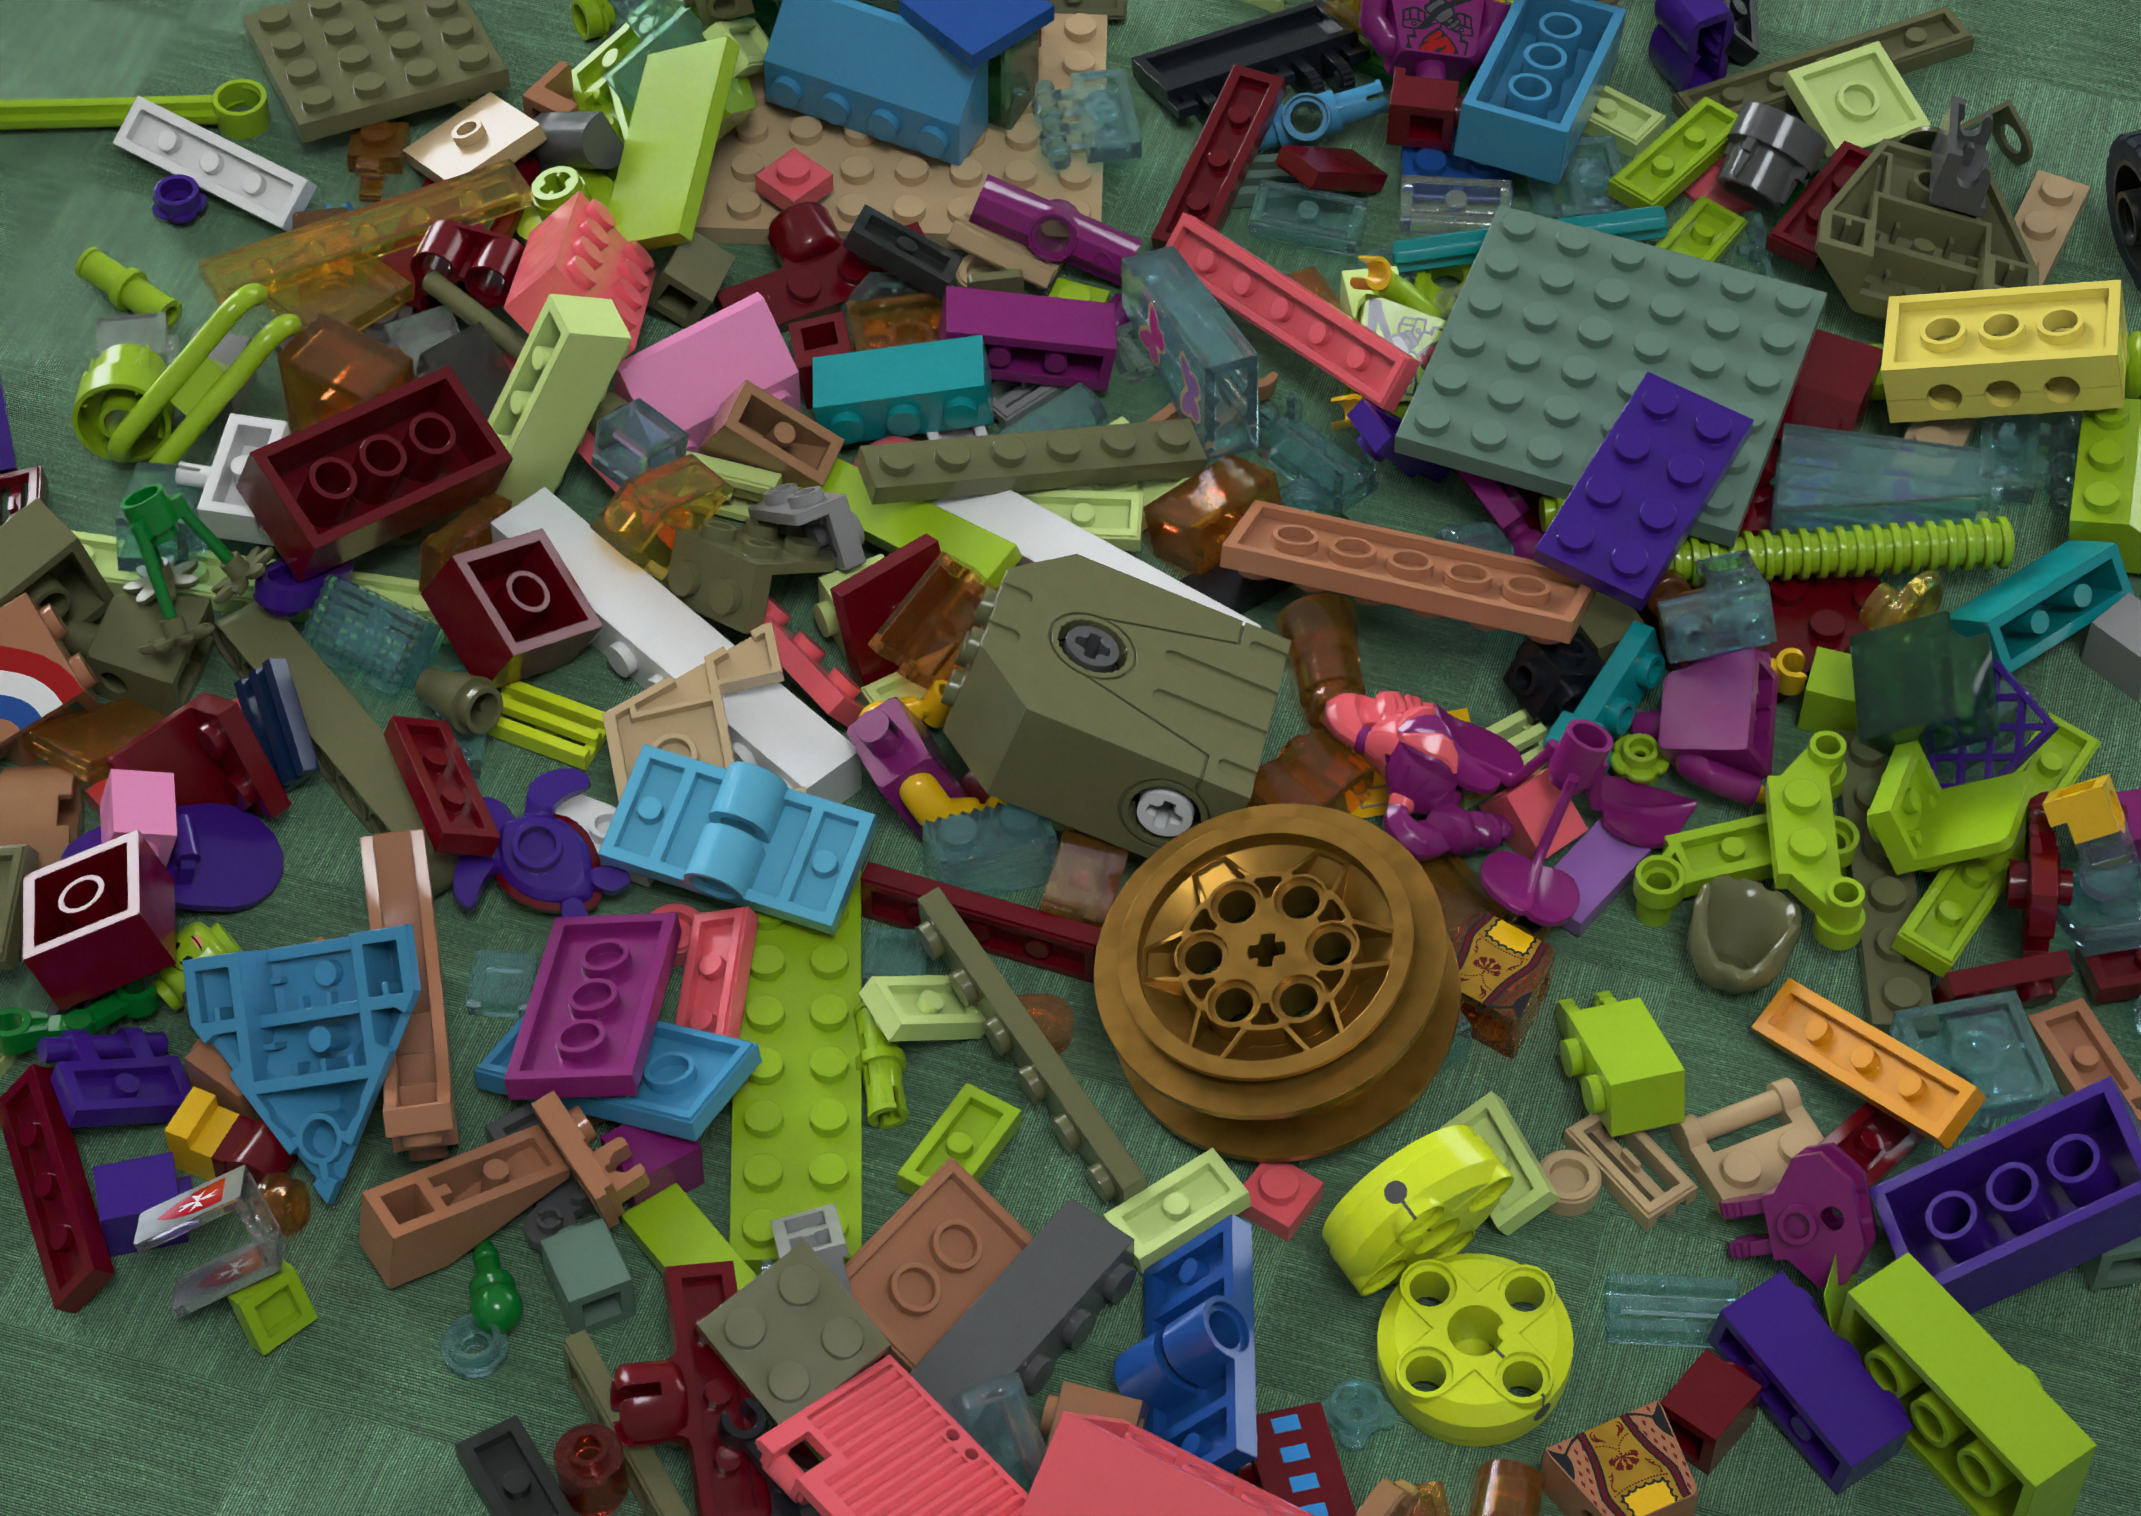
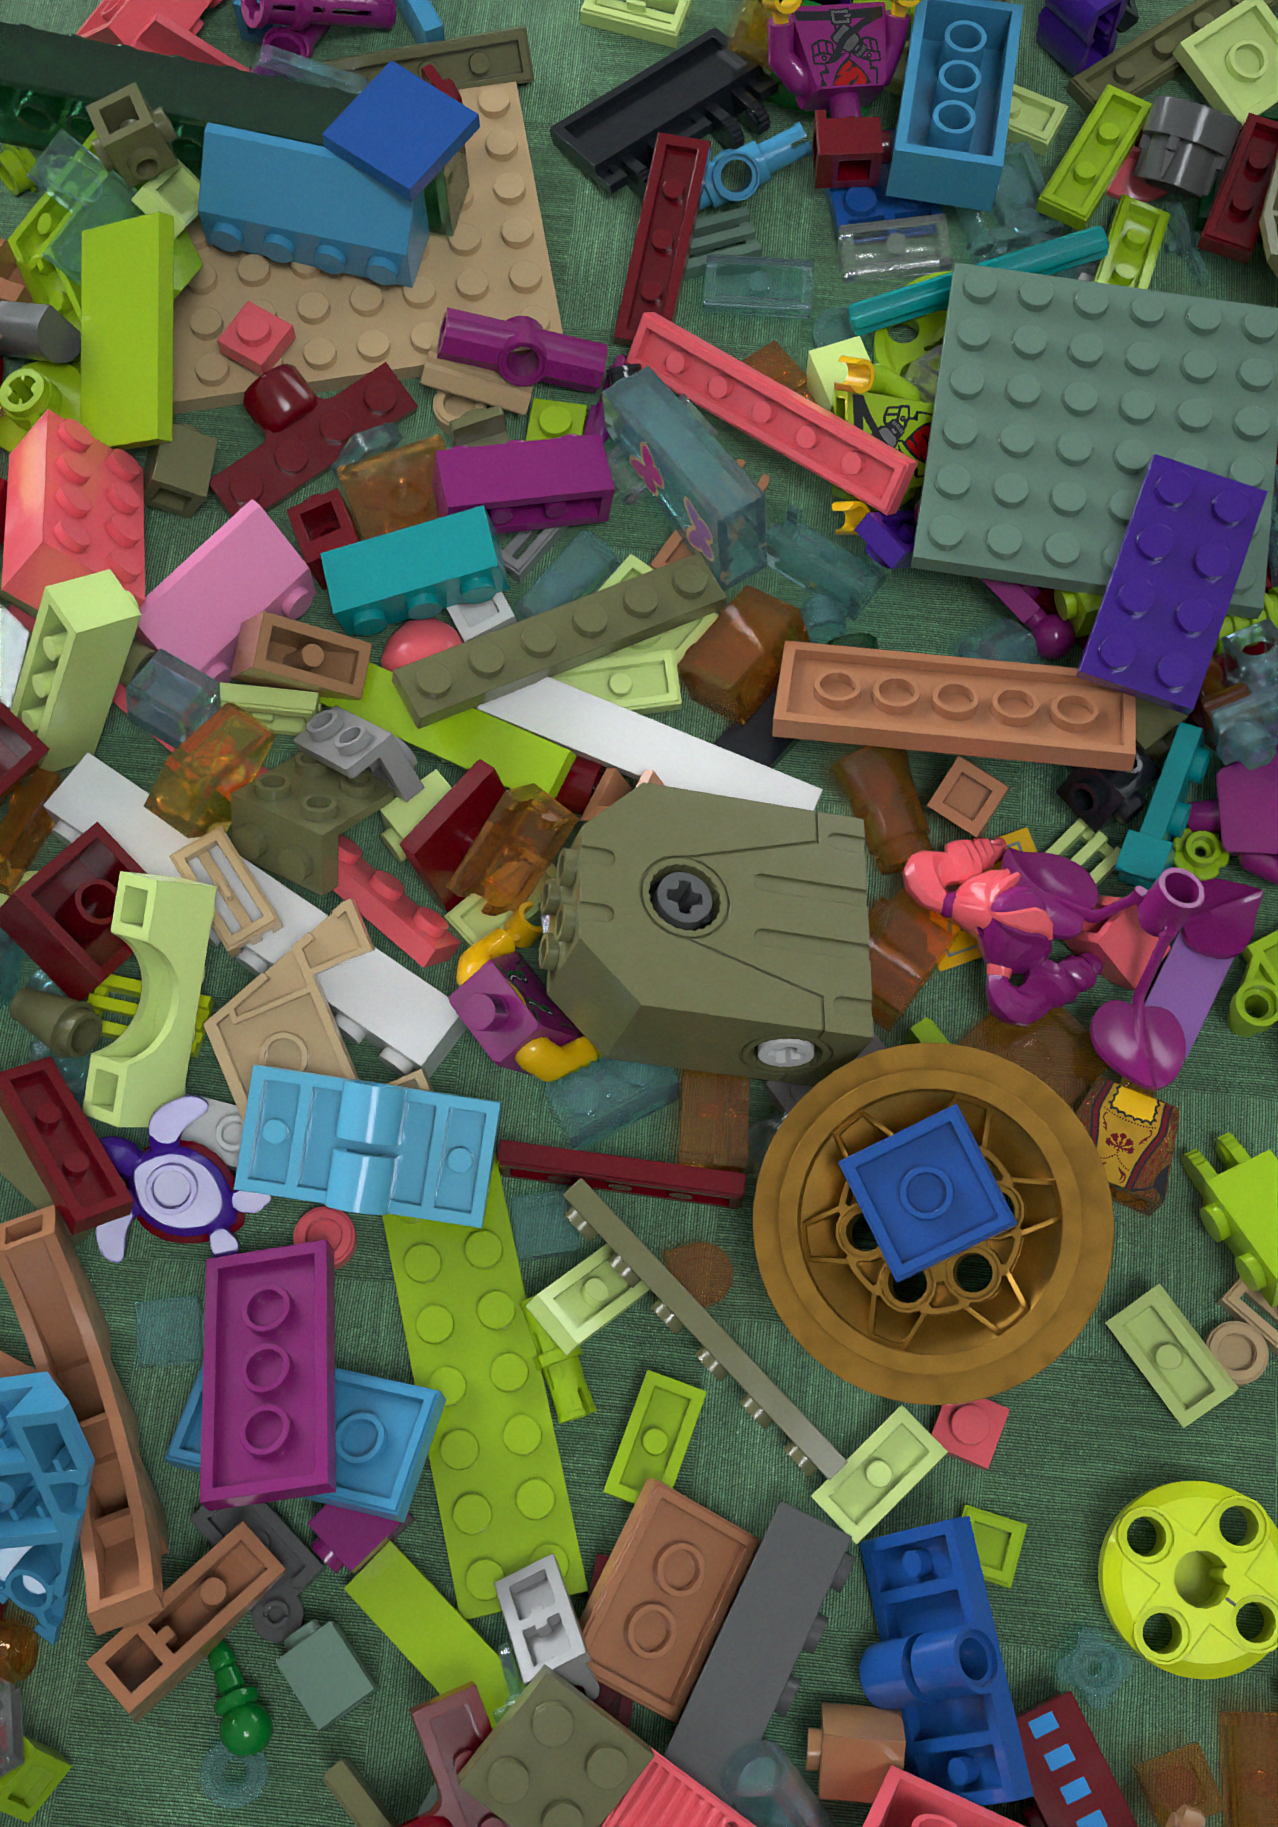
camera: 10 degrees left, 20 degrees up
(587, 622) = (169, 932): none -> yellowish green arch
(595, 1169) = (278, 1540): nougat plate -> none
(663, 648) = (251, 931): none -> tan tile
(717, 971) = (379, 1301): coral tile -> none
(902, 252) = (381, 408): pearl dark grey plate -> none
(1104, 115) = (542, 208): clear light blue plate -> none
(1267, 917) = (927, 1193): none -> blue tile
(1279, 1298) = (997, 1544): none -> lime tile
(1331, 169) = (769, 228): dark red tile -> none
(1407, 657) = (969, 796): none -> nougat panel
(1416, 1207) = (1122, 1460): neon yellow piece -> none

